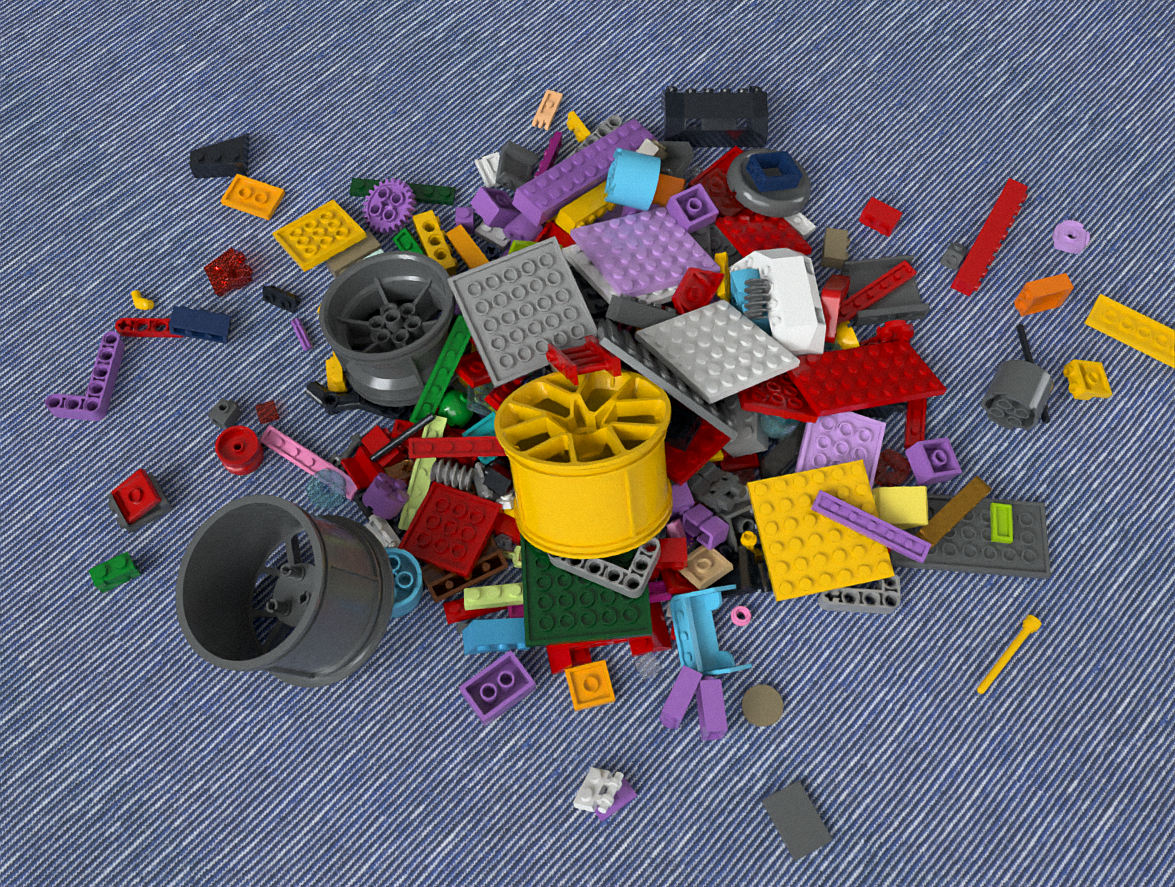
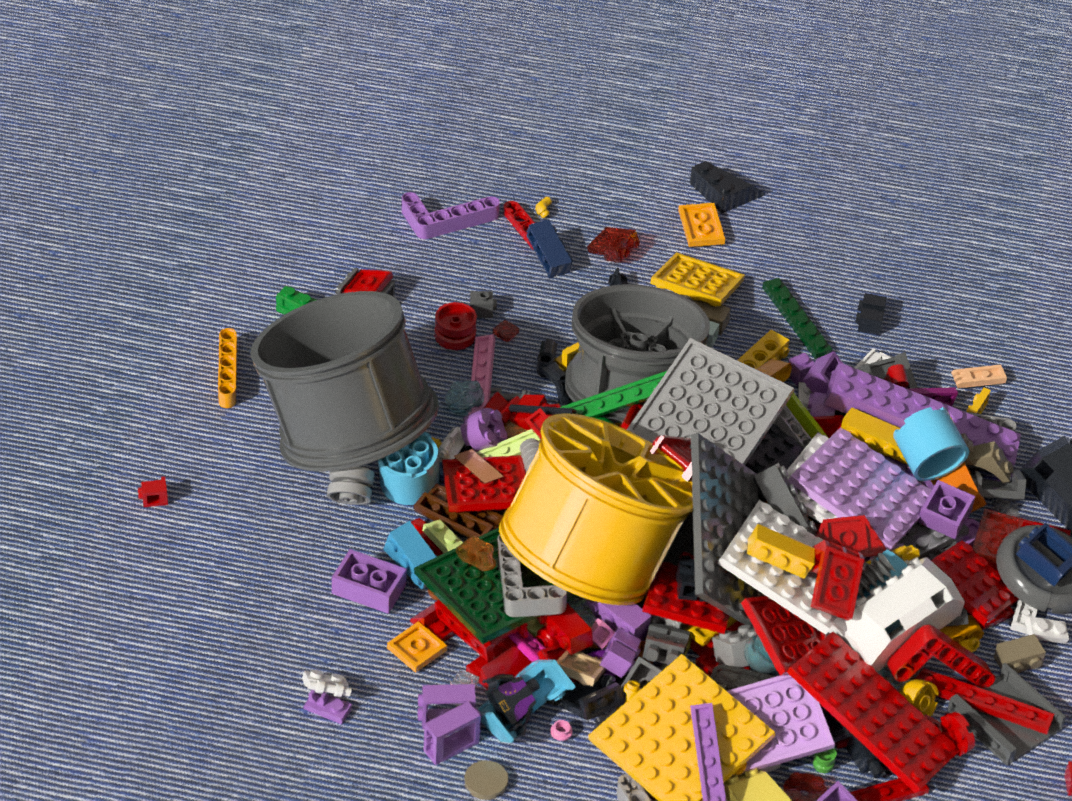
camera: 60 degrees right, 20 degrees down
(141, 673) = (227, 368): none -> light orange beam
(265, 832) = (153, 493): none -> red brick
(387, 649) = (351, 486): none -> light grey wheel
(389, 206) = (768, 310): medium lavender gear -> none
(406, 242) = (741, 344): green plate -> none
(426, 523) = (478, 466): none -> nougat sticker
(437, 140) = (871, 314): none -> black brick
(528, 165) = (897, 375): none -> red piece
(547, 584) = (477, 553): none -> clear orange piece
(708, 641) = (512, 700): none -> black torso
(718, 349) = (781, 551): none -> yellow brick
(761, 320) = (837, 579): none -> red bracket
(821, 217) = (1047, 629): none -> white plate

